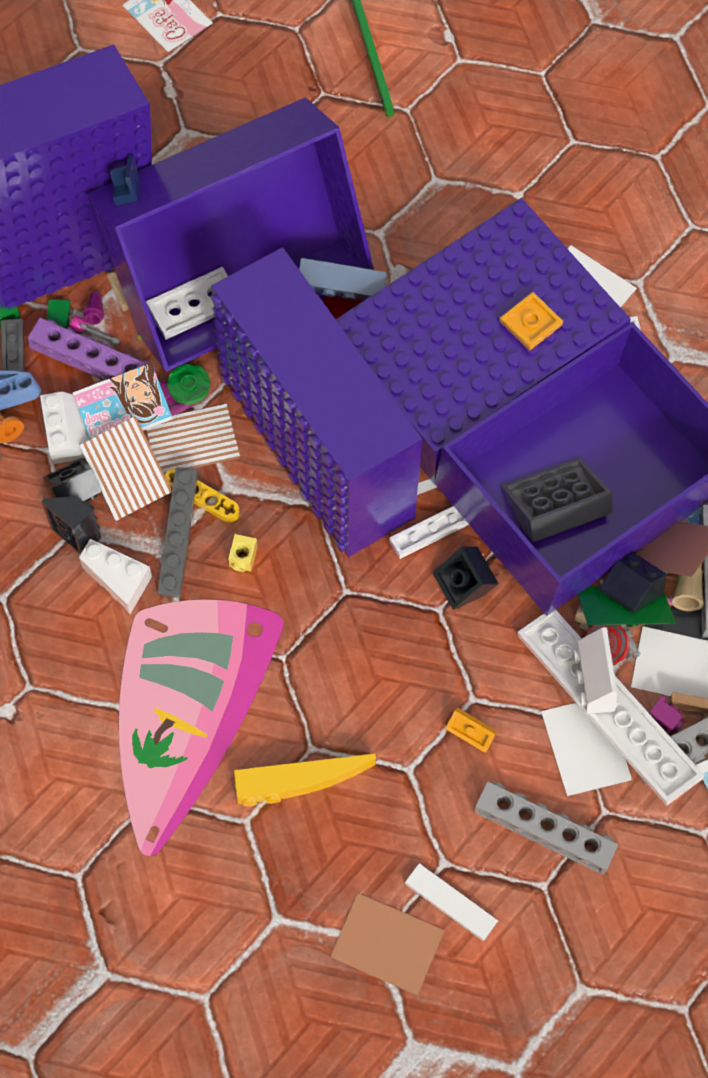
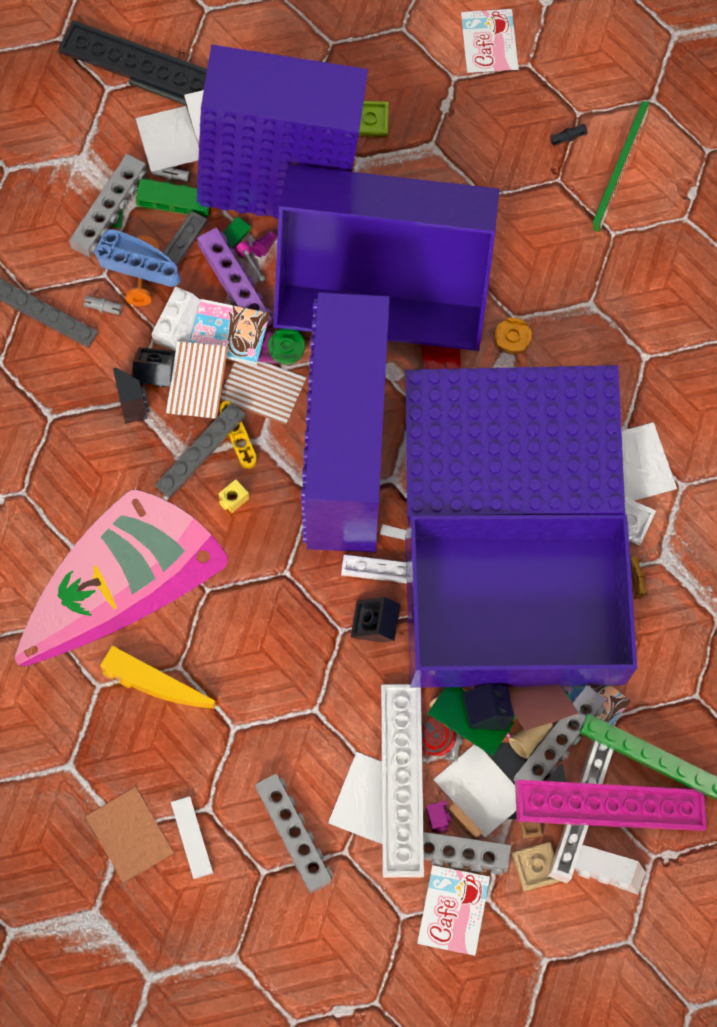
camera: 35 degrees right, 5 degrees up
(116, 573) = (136, 452): white wedge -> none
(126, 182) = (315, 175): dark blue panel -> none
(179, 298) = (324, 277): white plate -> none
(302, 49) = (568, 134): none -> black pin
(342, 280) = (444, 340): sand blue wedge -> none
(389, 248) = (513, 336): none -> light orange tile
(471, 730) = (295, 730): light orange plate -> none
(531, 321) = (548, 465): light orange tile -> none
(558, 499) = (482, 608): dark grey slope -> none
(596, 672) = (406, 751): white slope -> none

